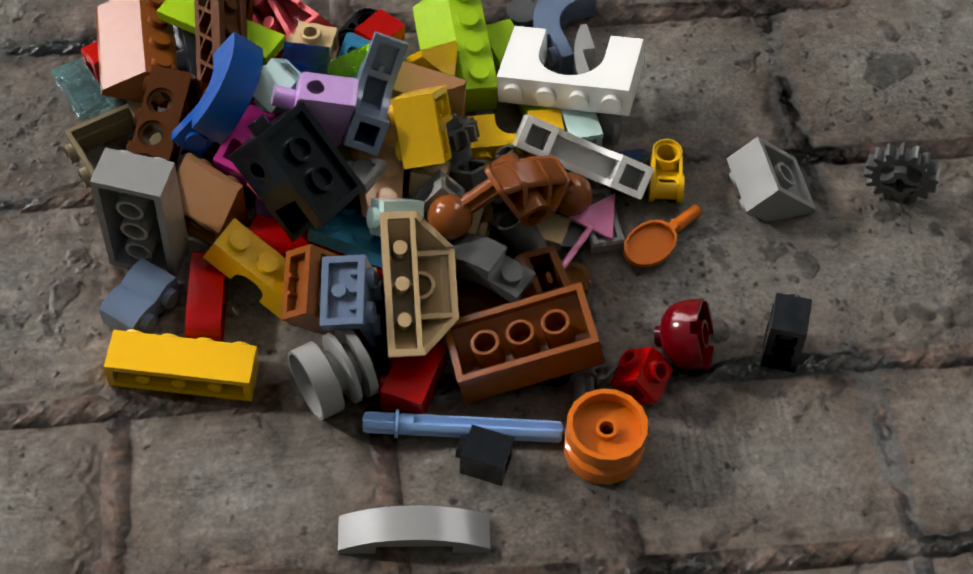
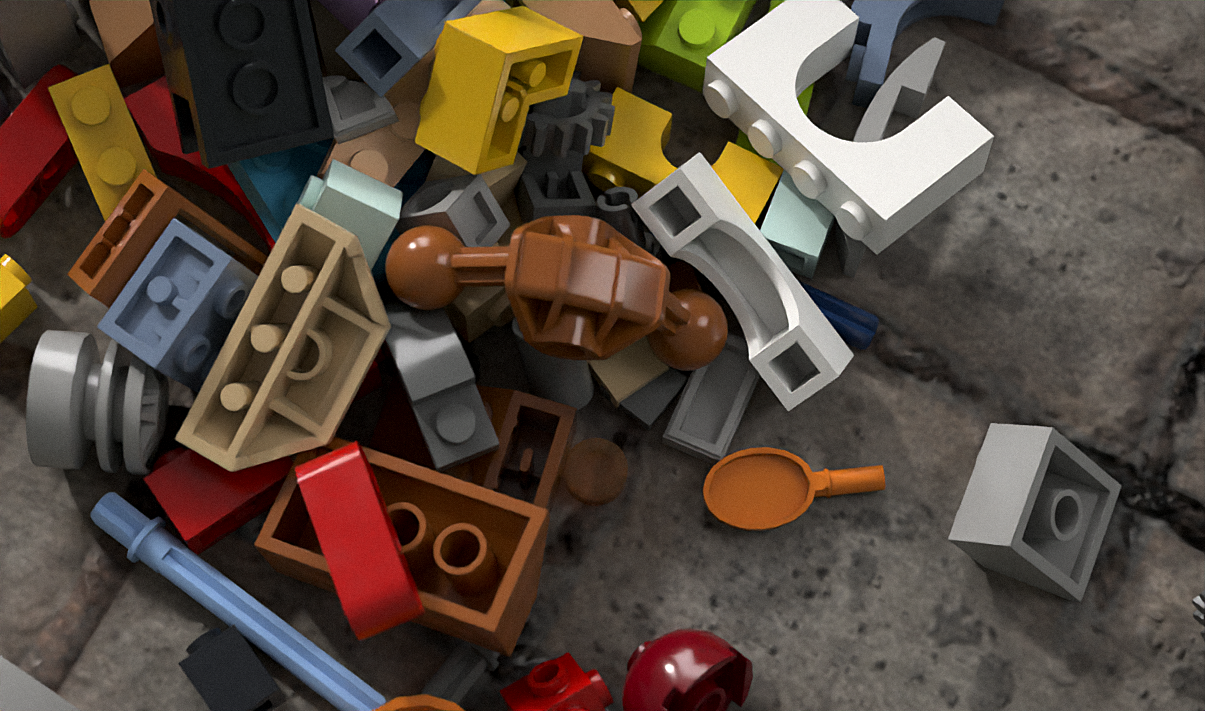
camera: 35 degrees right, 15 degrees up
(510, 341) = (359, 541): none -> red beam
(597, 218) = (703, 394): bright pink piece -> none
(668, 176) = (869, 391): yellow piece -> none

